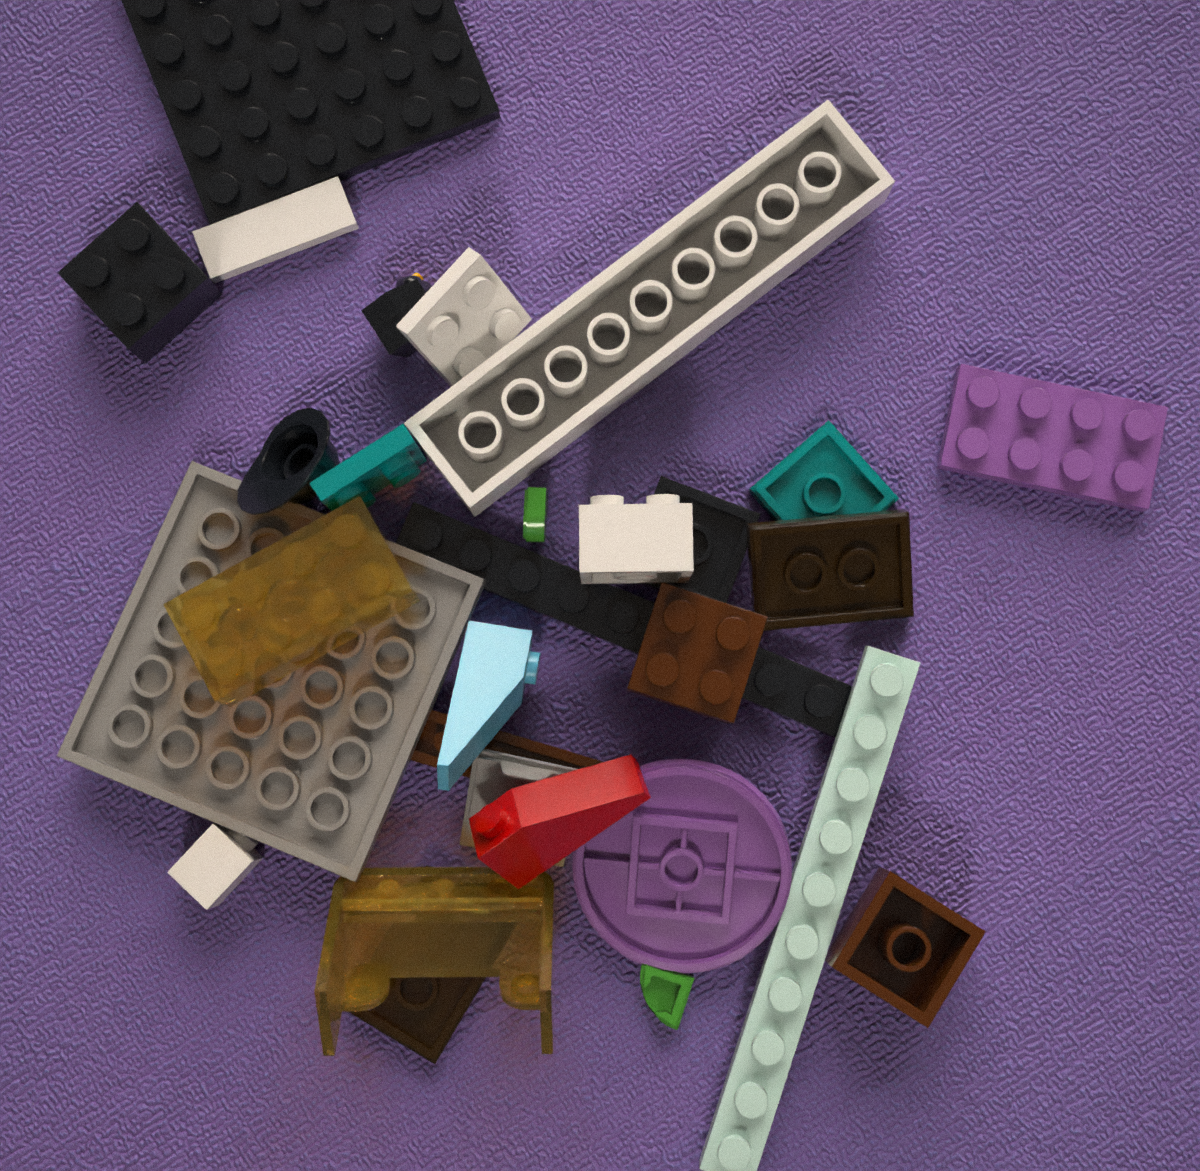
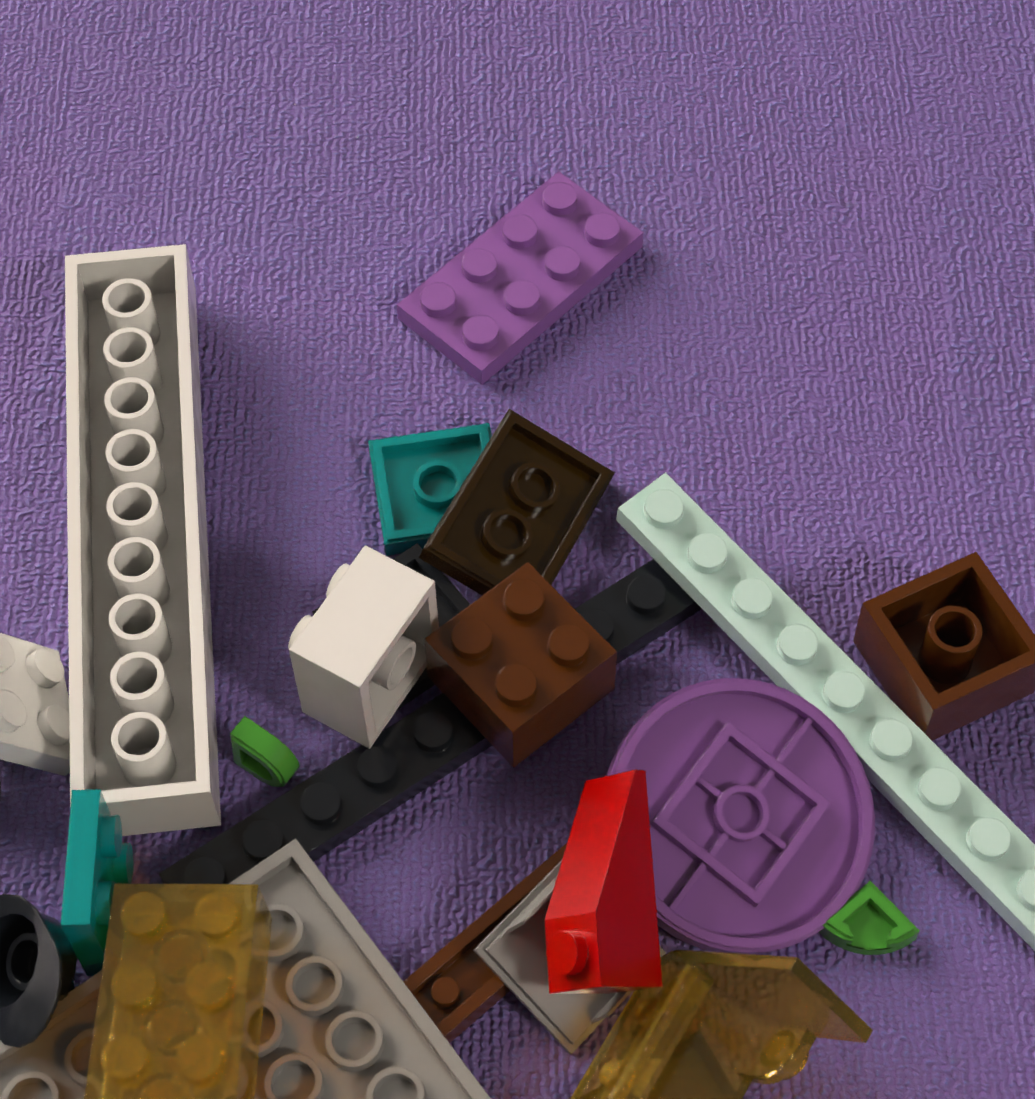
camera: 60 degrees left, 25 degrees down
(486, 693) = (409, 896): slope -> none

